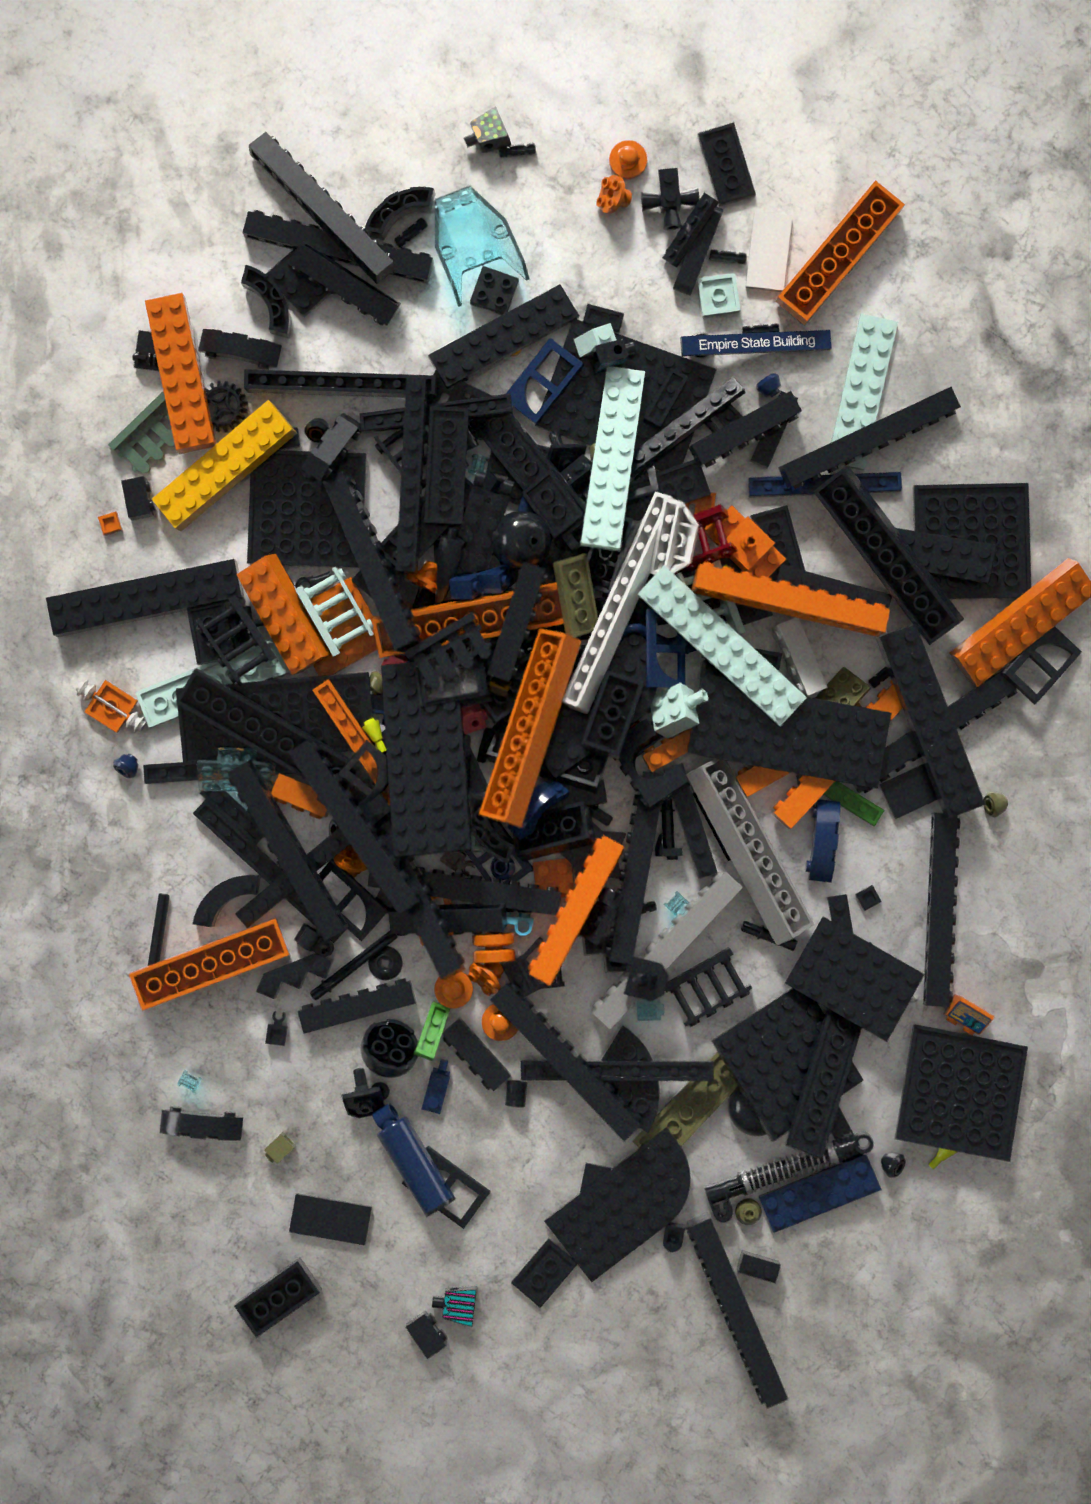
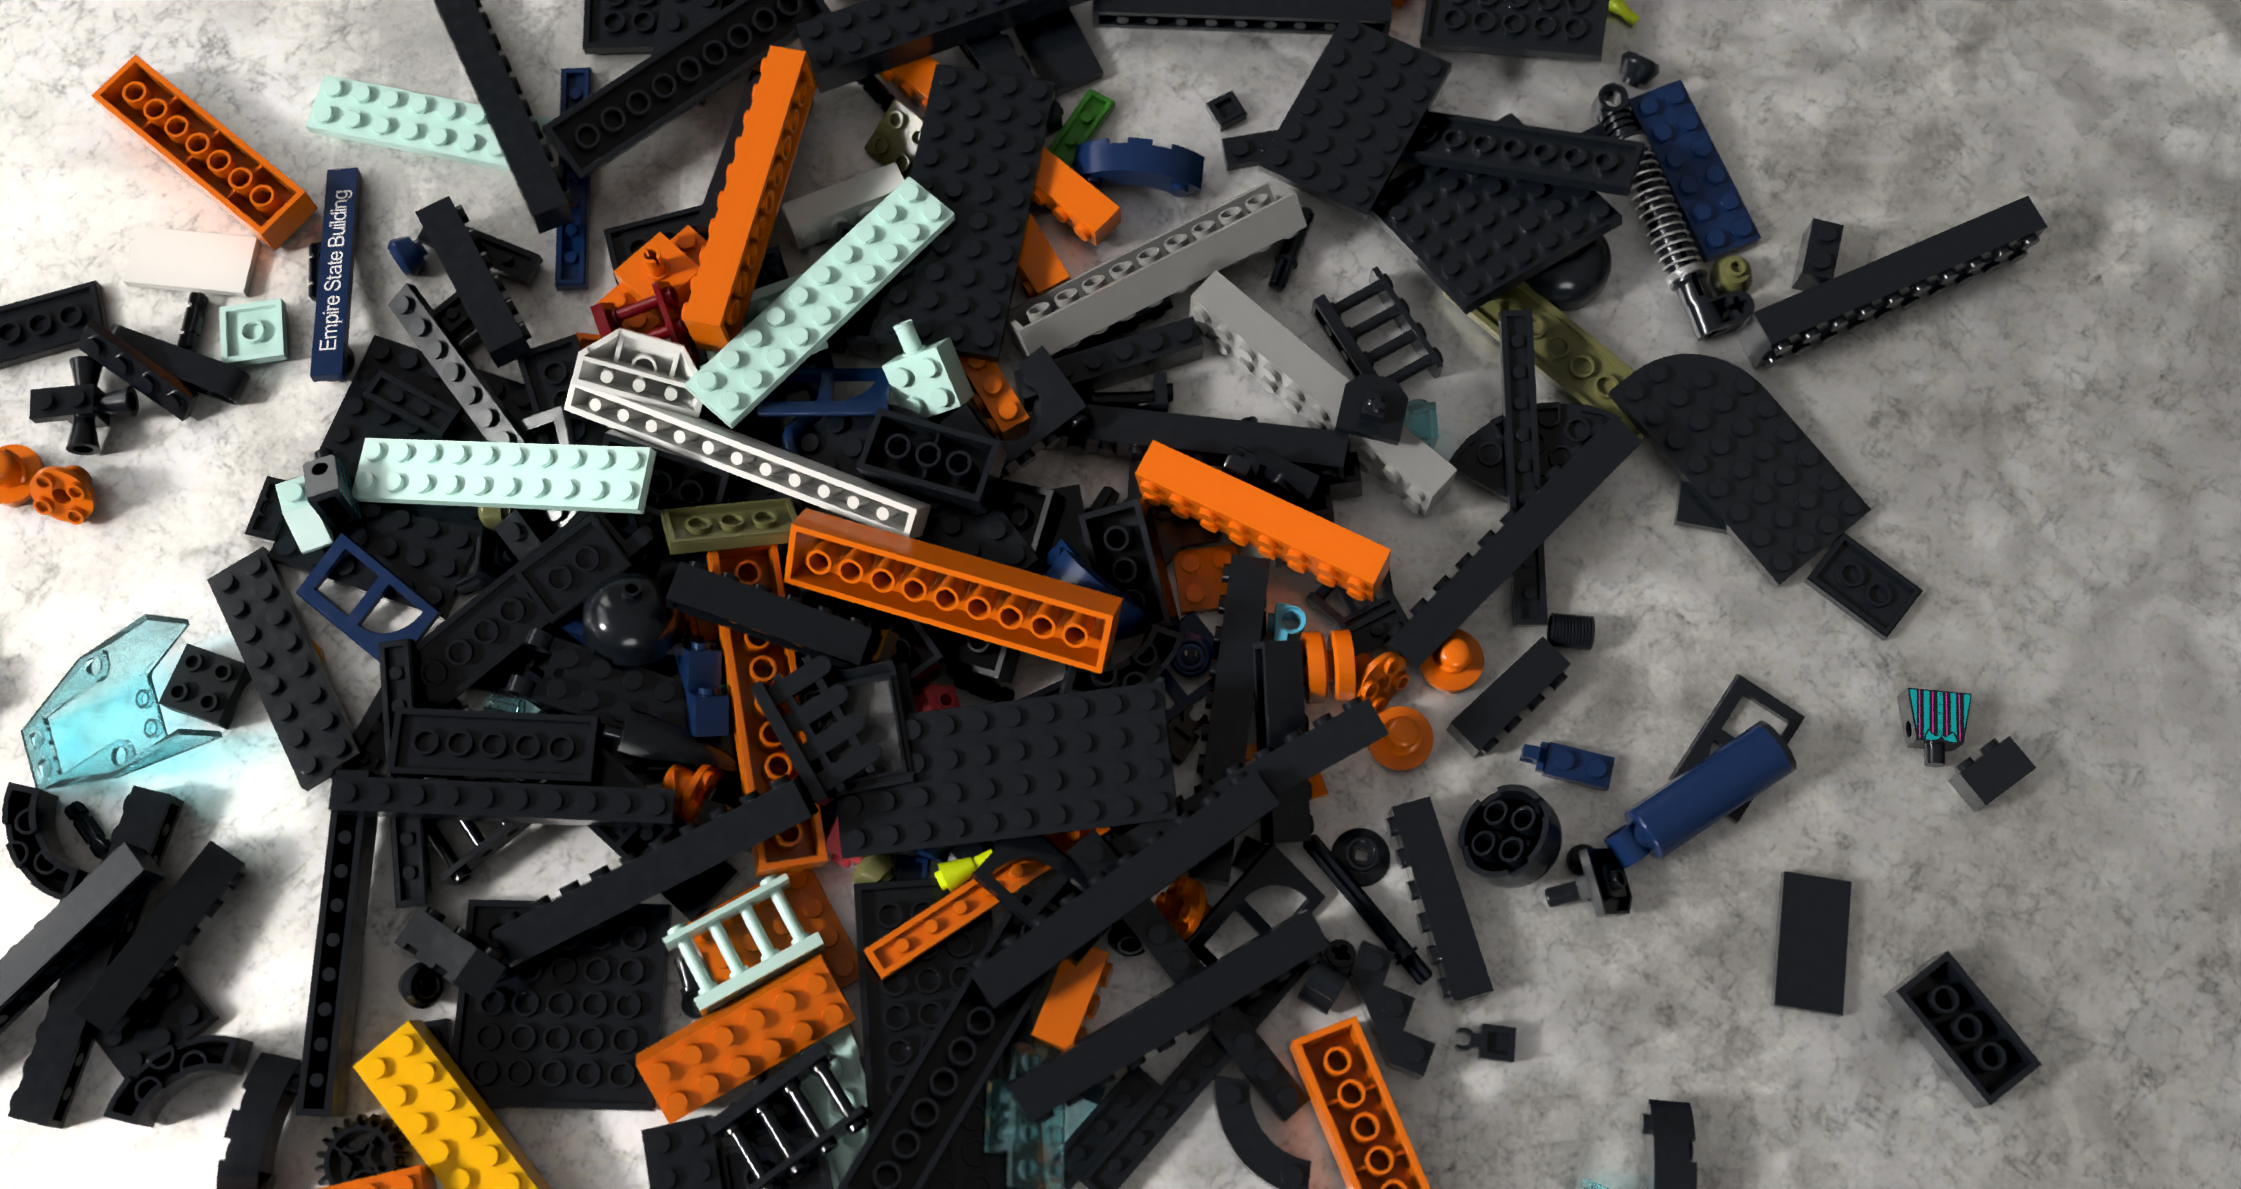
camera: 90 degrees left, 15 degrees down
(279, 1148) = (1697, 1034): olive brick -> none
(432, 1031) = (1476, 767): bright green plate -> none
(673, 1237) = (1784, 383): black plate -> none
(675, 903) = (1243, 386): clear light blue bush -> none

